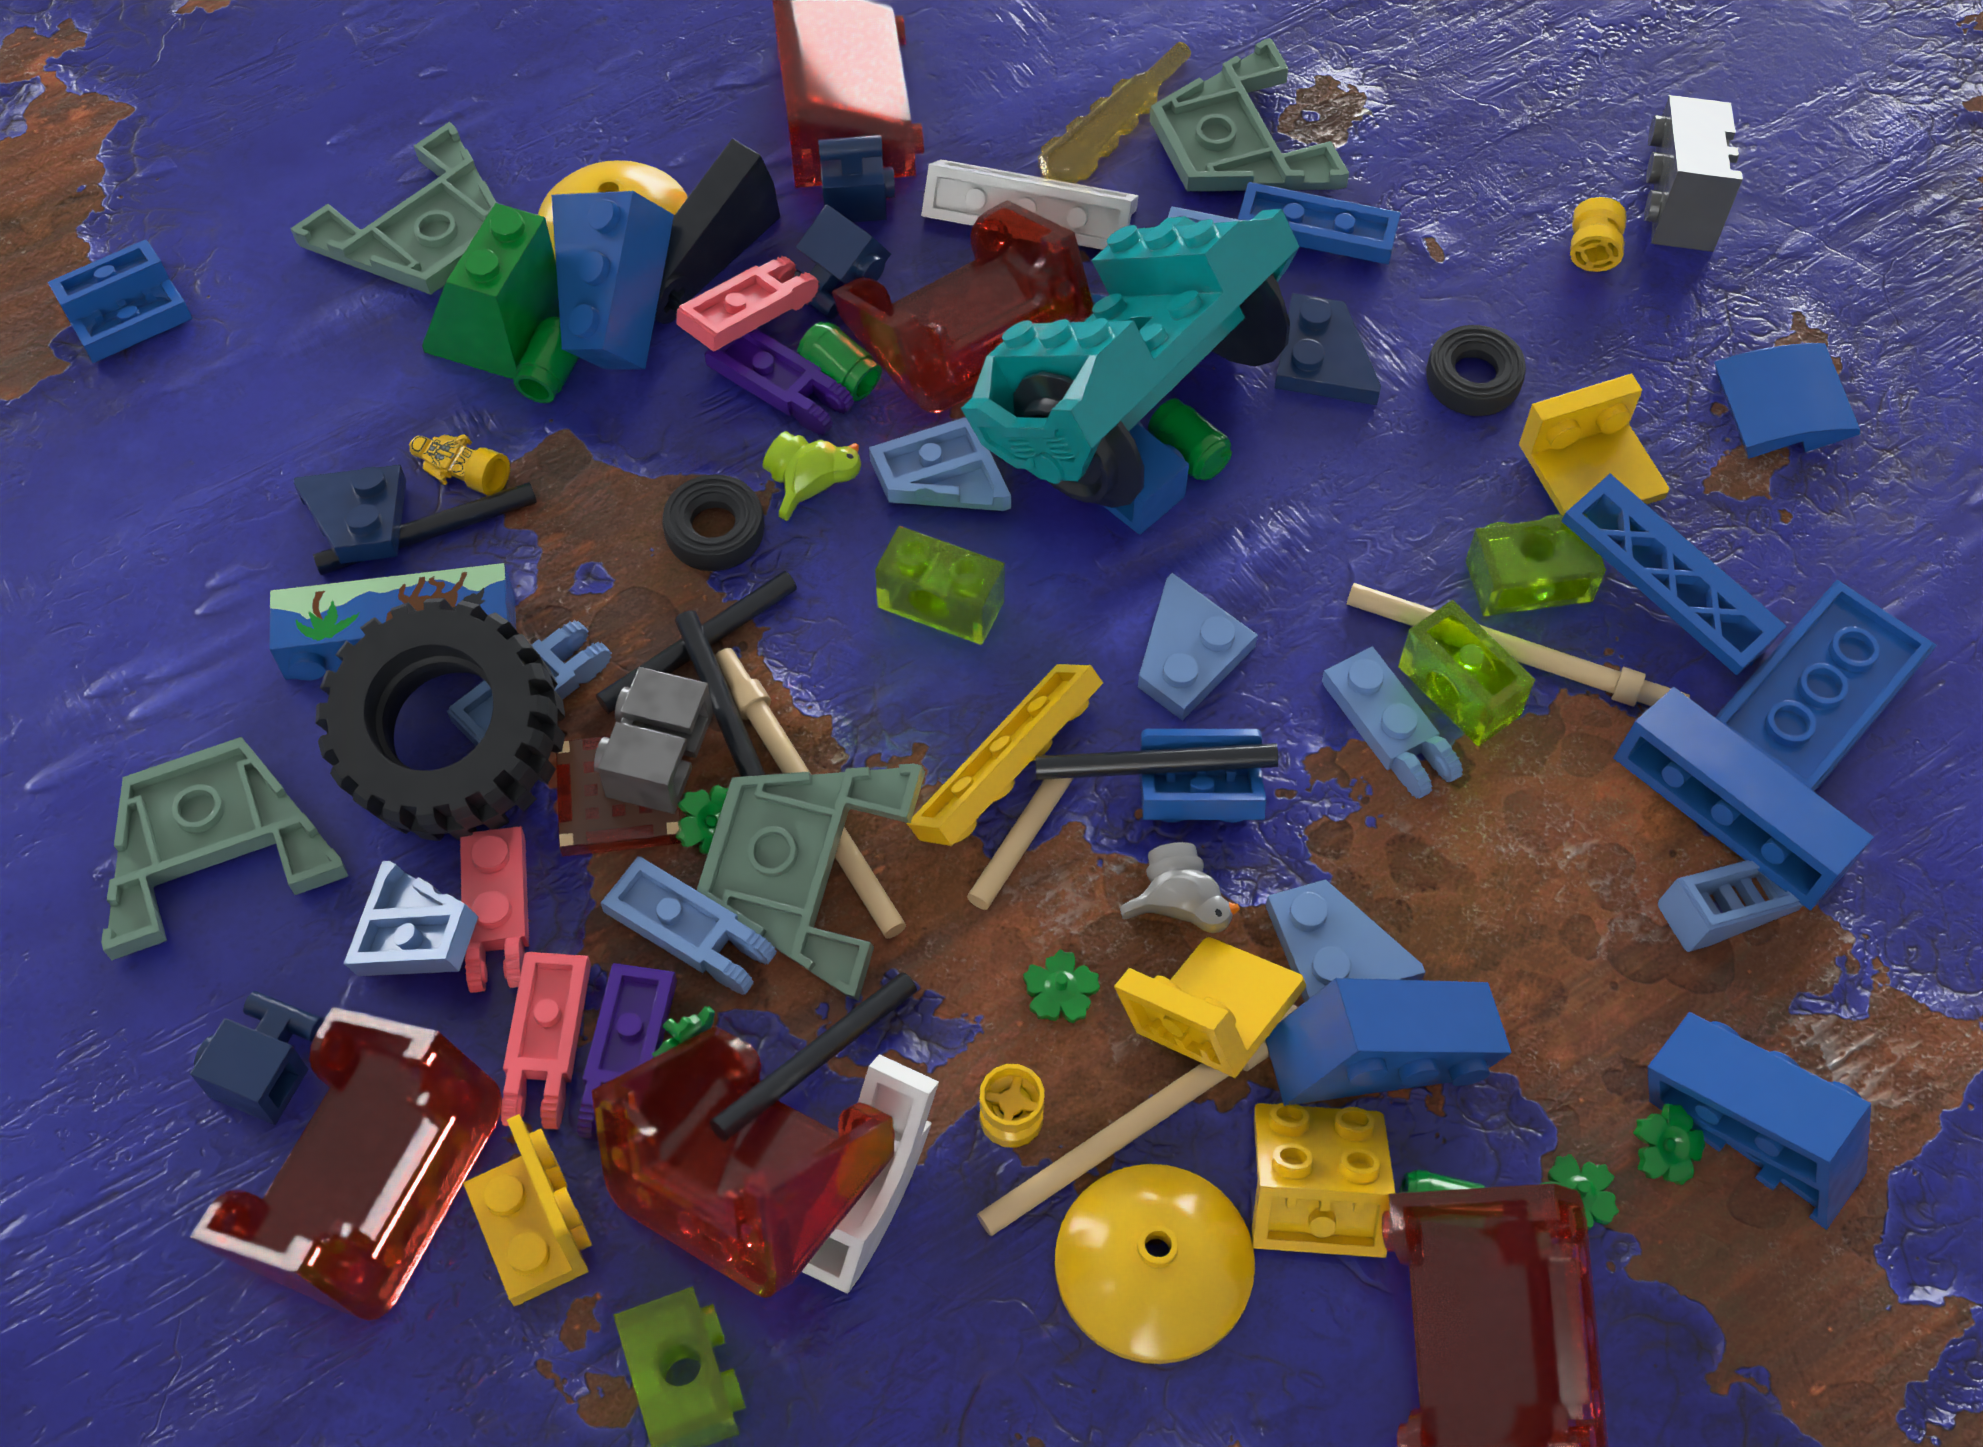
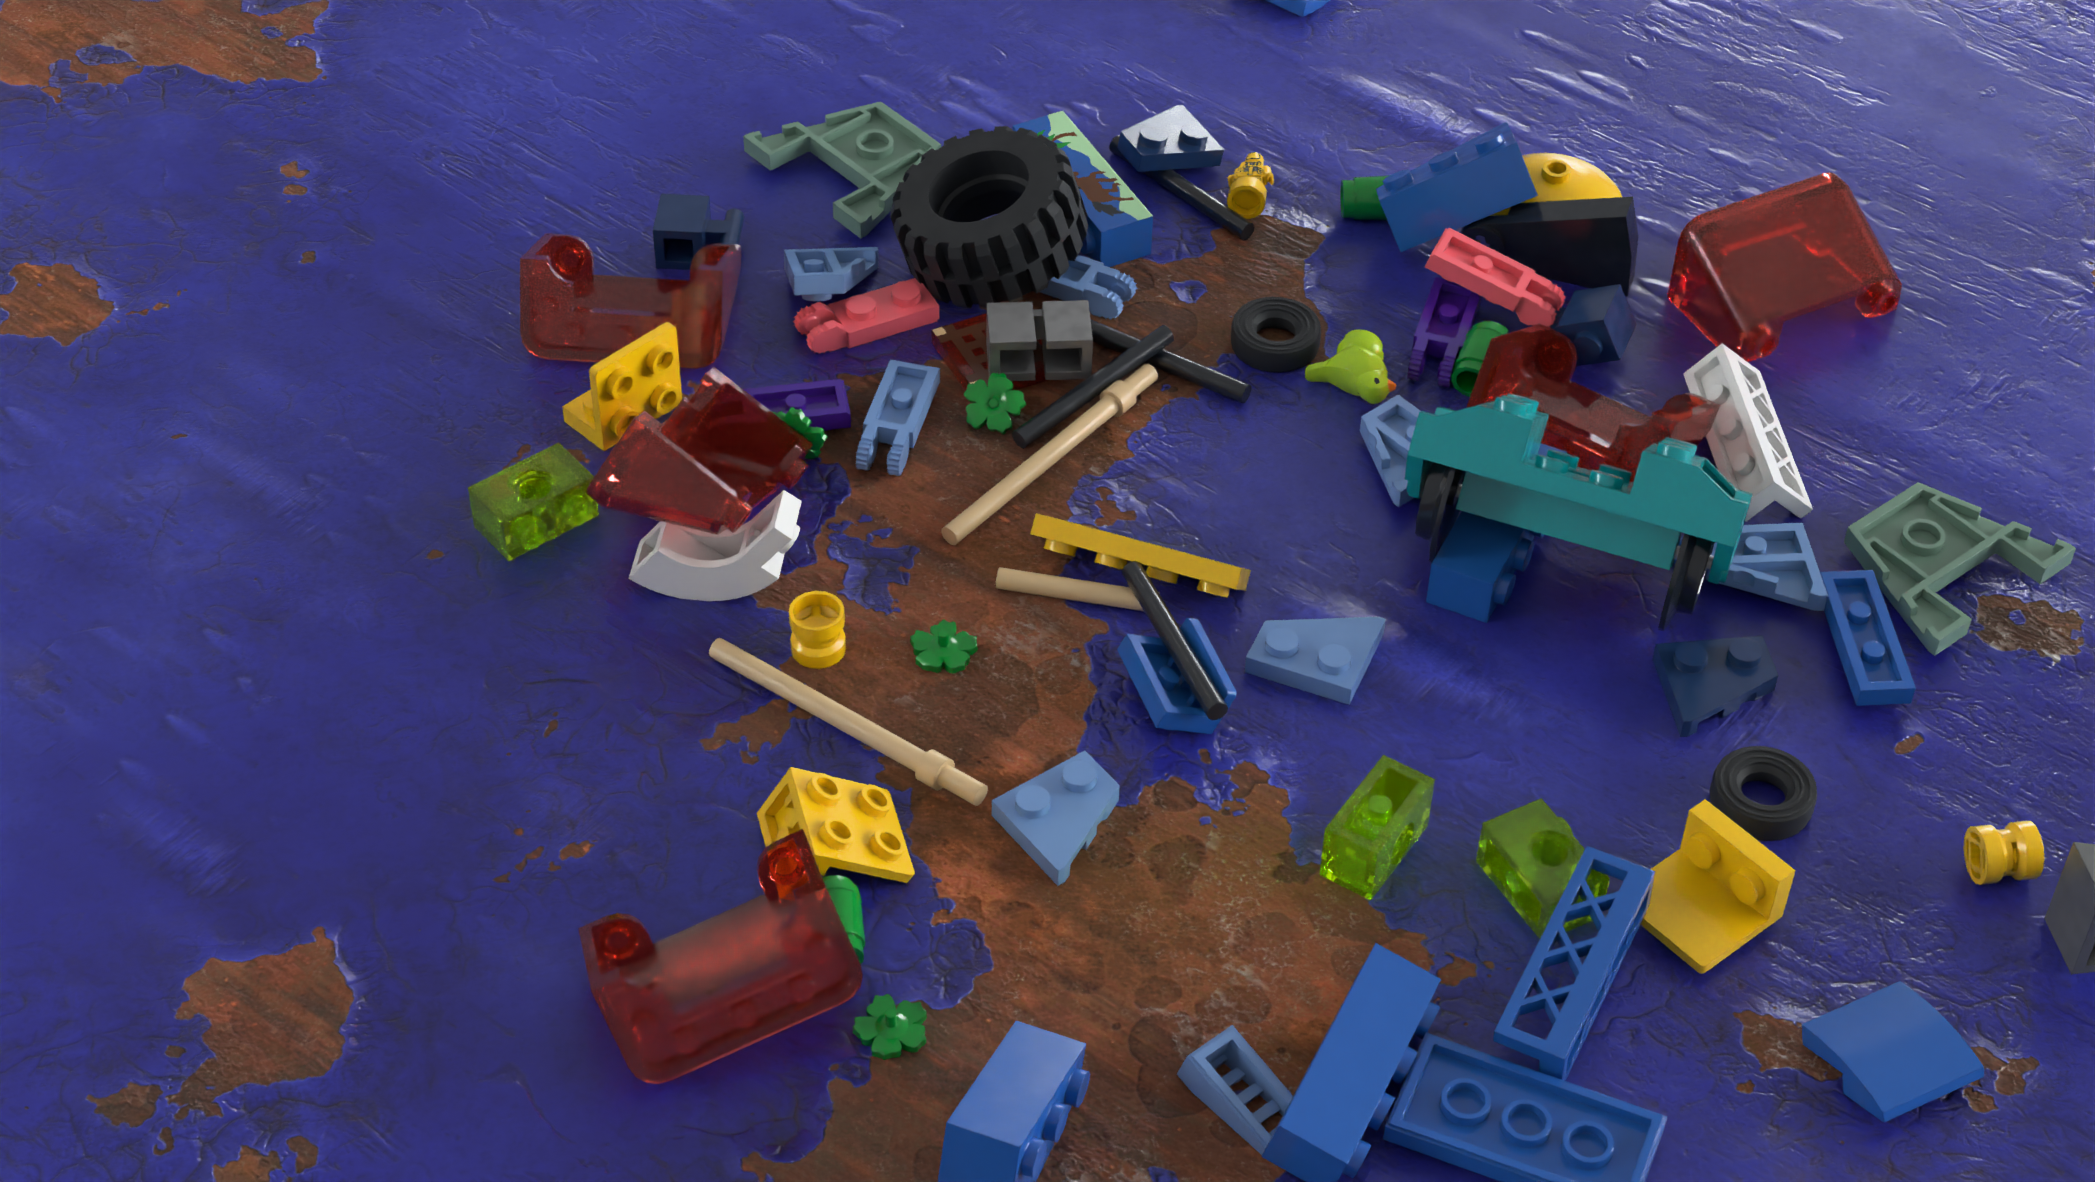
camera: 70 degrees right, 15 degrees down
(422, 235) = (1468, 103): sand green wing -> none
(496, 294) = (1403, 123): green slope -> none
(545, 1032) = (778, 362): coral hinge -> none
(778, 853) = (976, 441): sand green wing -> none
(812, 1057) = (815, 507): black bar -> none
(855, 177) = (1681, 311): dark blue brick -> none
(940, 585) = (1281, 471): clear neon green brick -> none
(1097, 134) = (1867, 464): clear yellow sword -> none
(1145, 1303) = (720, 757): yellow dish -> none
(1181, 890) = (1063, 690): light grey animal -> none
(1193, 436) = (1540, 599): green piece -> none
(1214, 1005) = (934, 726): yellow bracket -> none
(1386, 1038) = (970, 837): blue wedge -> none
(1390, 721) = (1307, 806): medium blue hinge -> none
(1626, 686) = (1445, 962): tan bar -> none
(1670, 1143) = (953, 1071): green plant -> none

